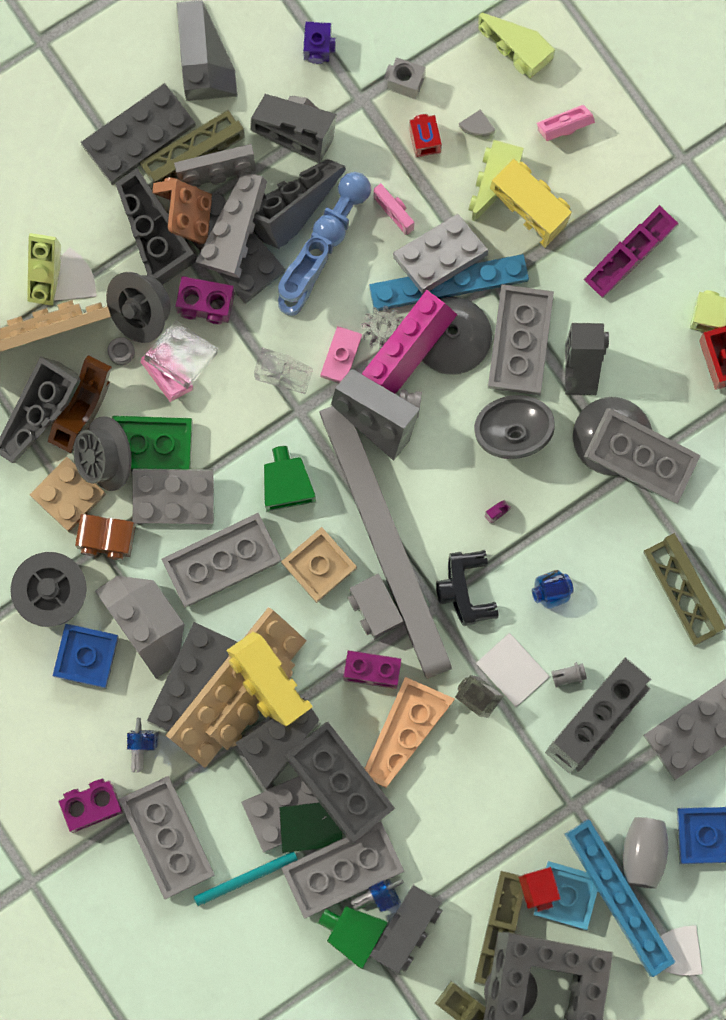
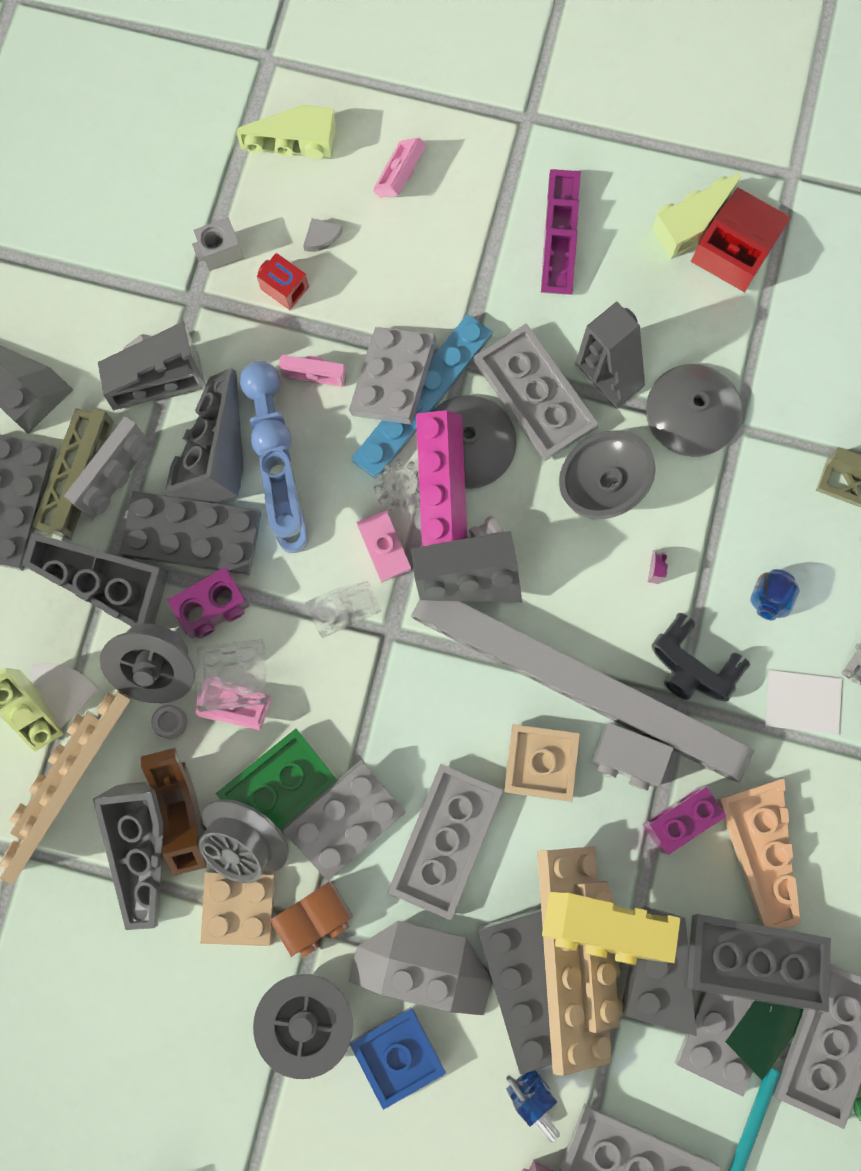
camera: 40 degrees left, 0 degrees up
(188, 209) = (116, 529): nougat bracket -> none
(230, 233) = (181, 527): light grey wing -> none
(286, 482) = (440, 709): green torso -> none
(318, 42) = (107, 277): dark purple brick -> none
(478, 696) = (804, 756): clear smoke brick -> none
(497, 159) = (378, 253): yellowish green slope -> none
(531, 201) = (437, 254): light yellow wedge -> none
(642, 455) = (744, 401): light grey plate -> none

